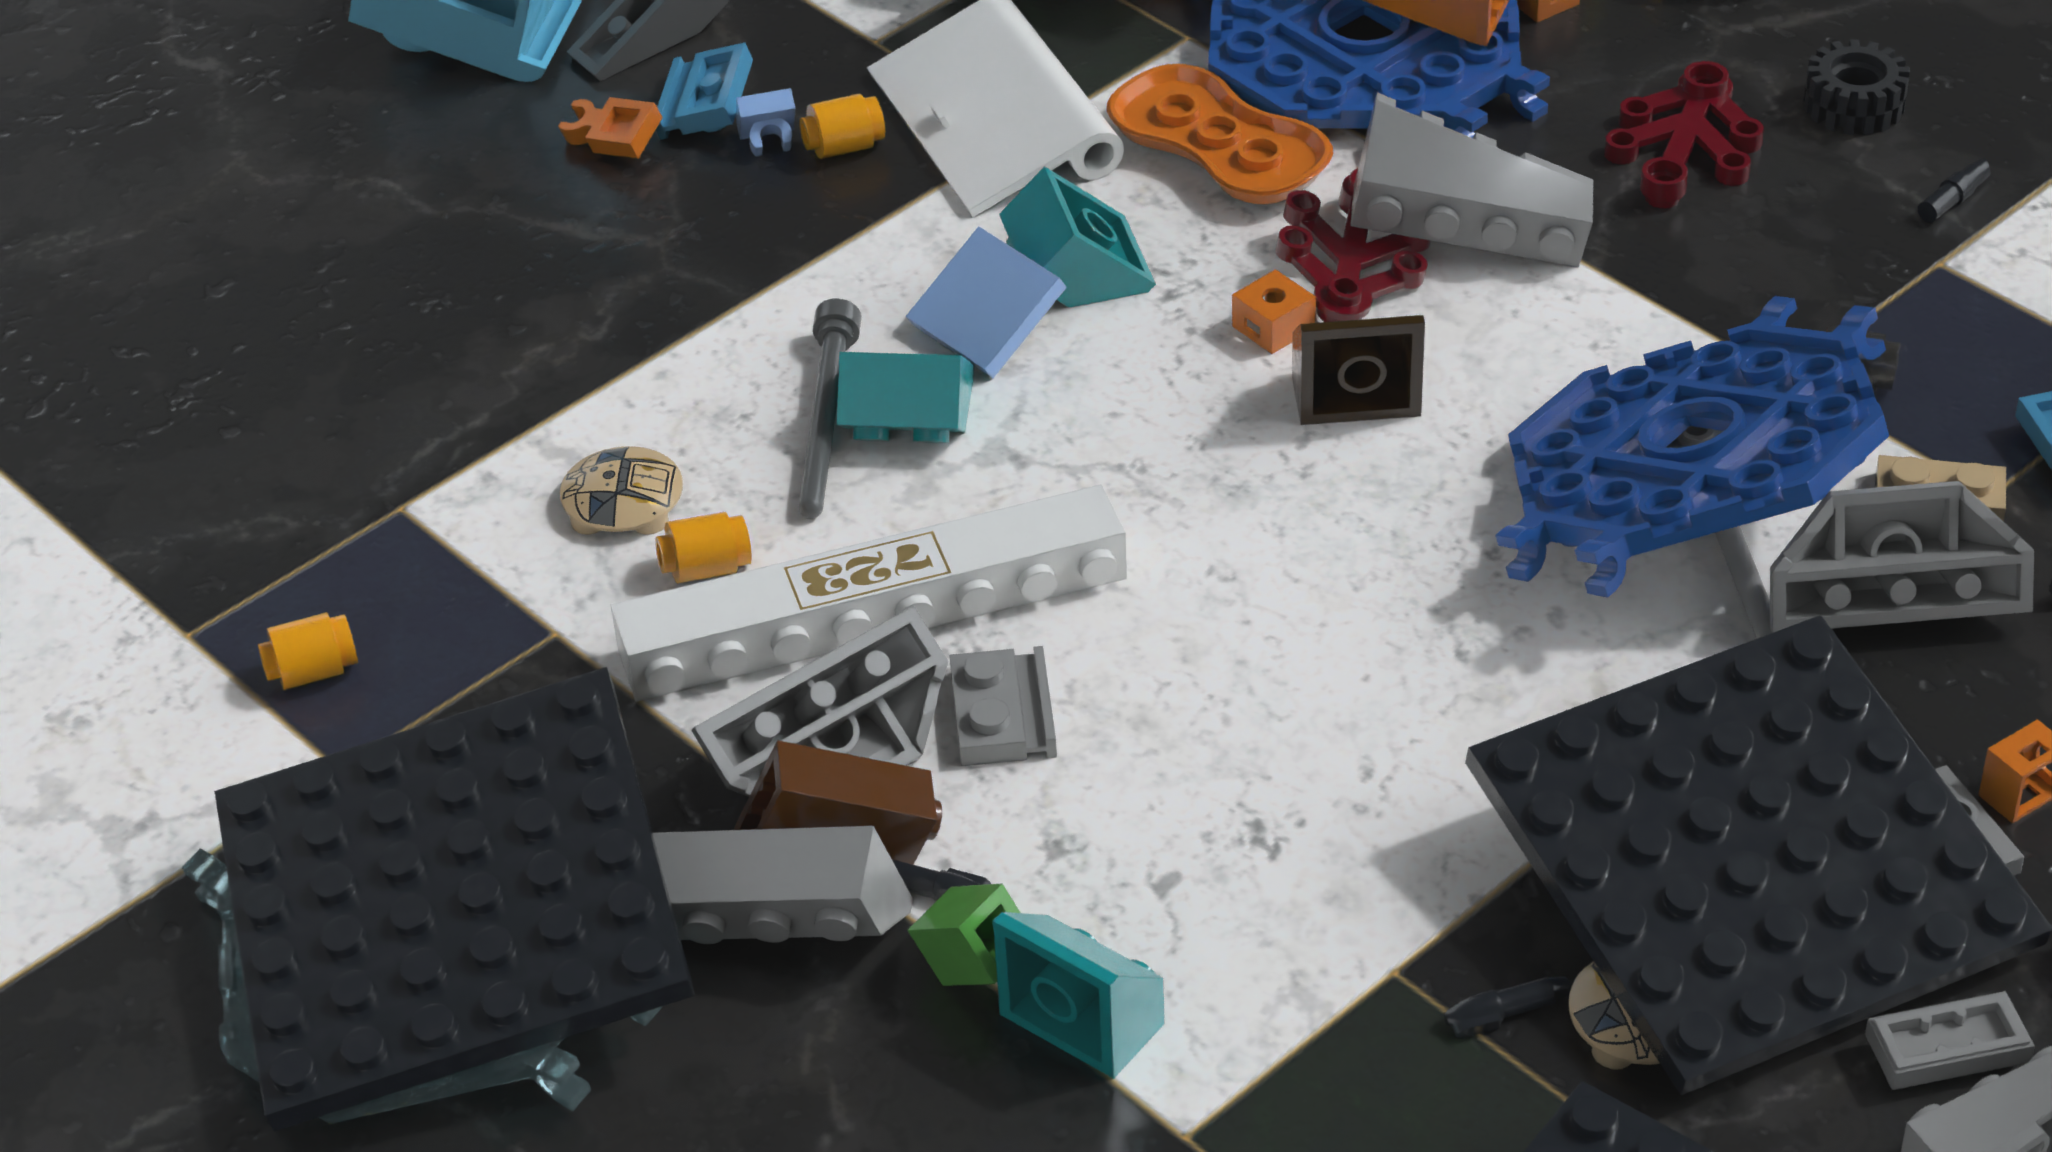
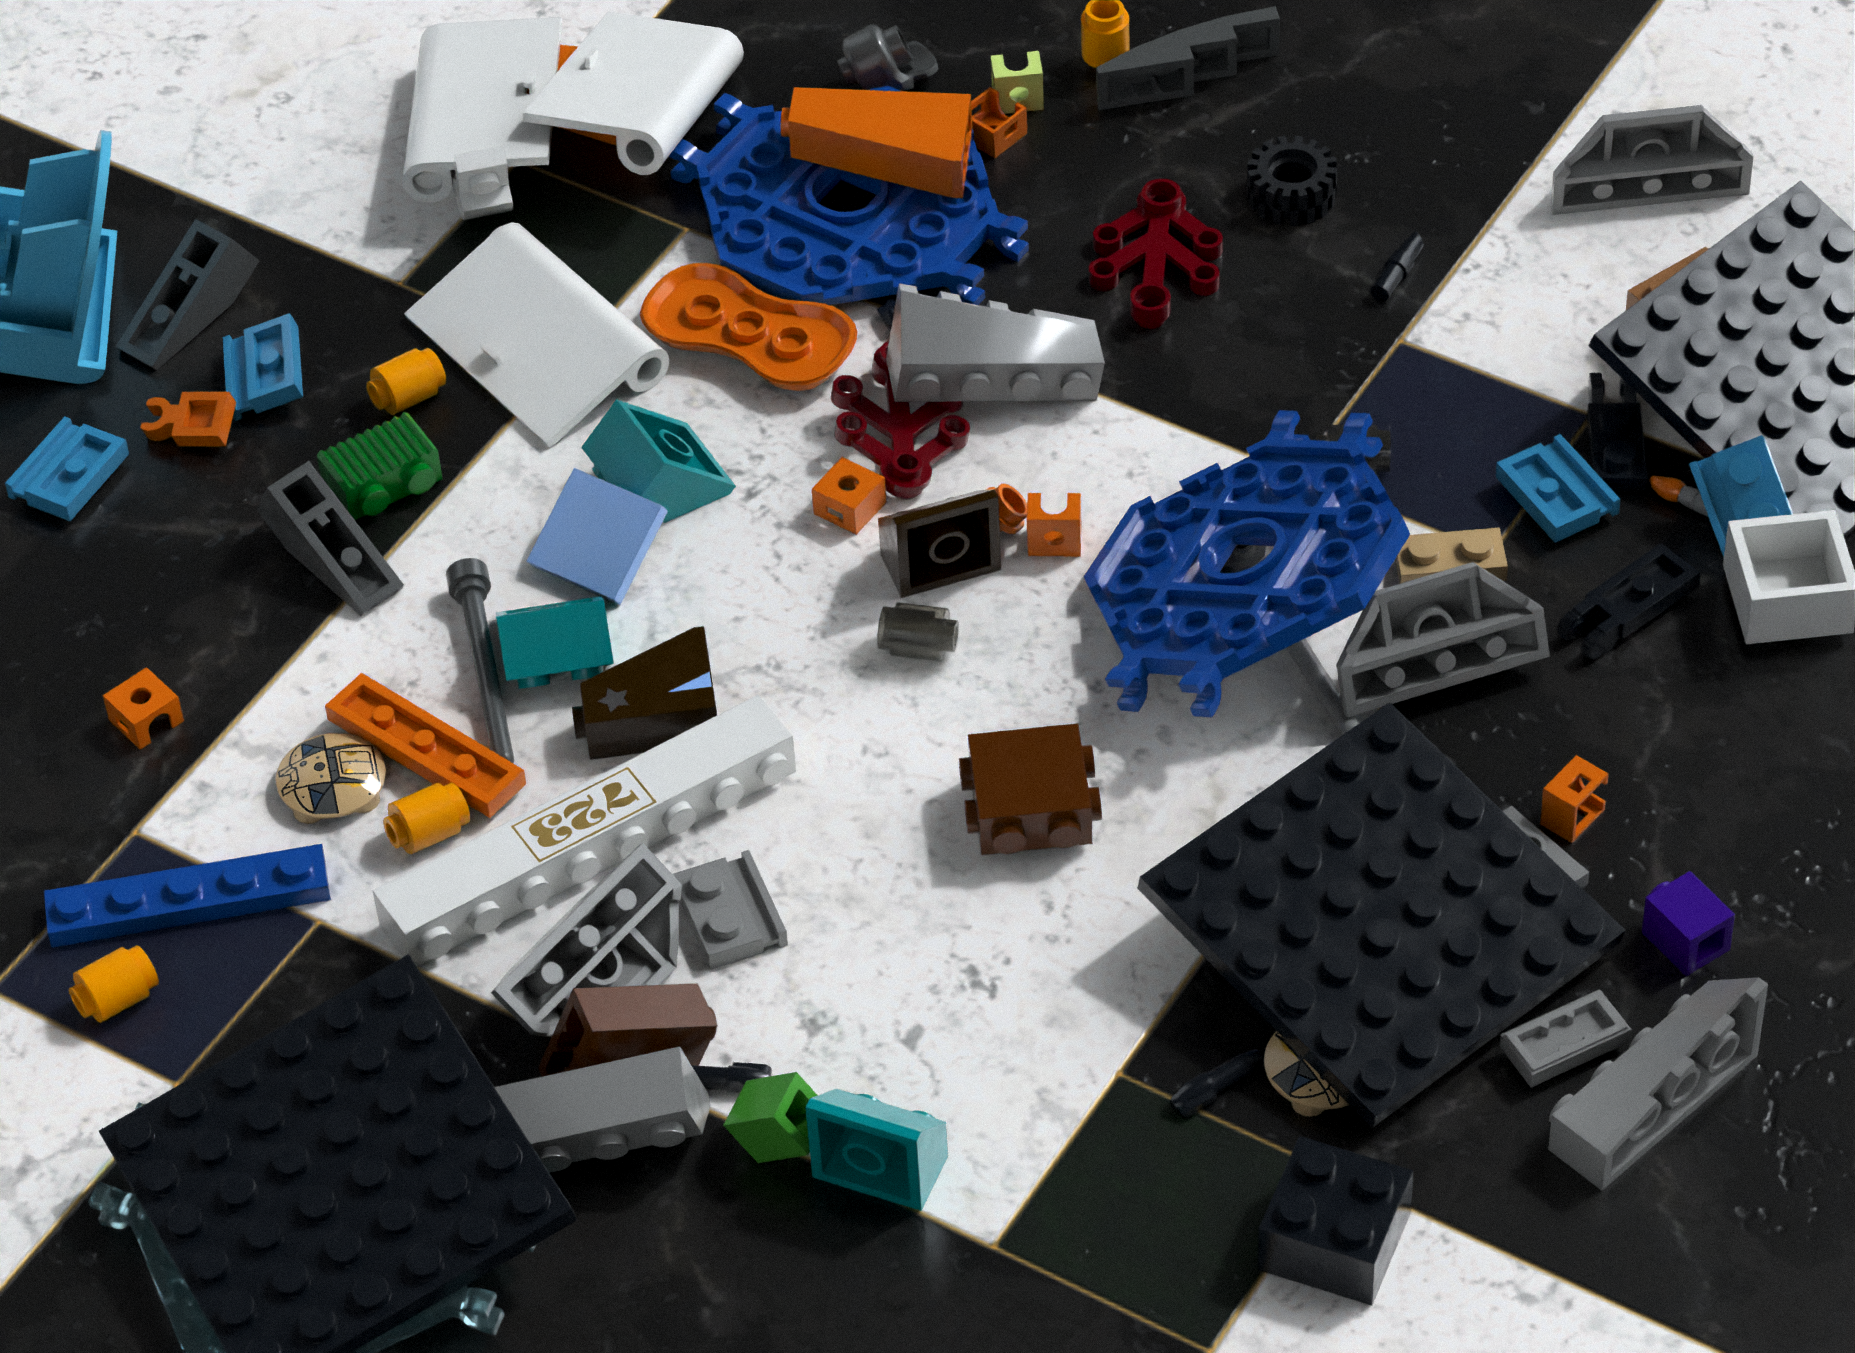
camera: 15 degrees left, 5 degrees up
(425, 579) = (186, 895): none -> blue plate
(449, 377) = (125, 705): none -> orange piece
(470, 151) = (67, 468): none -> dark azure plate
(703, 256) = (327, 539): none -> dark grey slope
(732, 475) = (425, 744): none -> orange plate
(766, 115) = (333, 382): light blue tile -> none
(784, 200) = (380, 466): none -> green brick
(983, 466) = (647, 698): none -> dark brown slope
(1303, 457) = (917, 631): none -> clear smoke brick
(1377, 639) = (1030, 789): none -> reddish brown brick
(1443, 352) = (1011, 508): none -> orange plate
(1506, 379) = (1054, 533): none -> orange piece

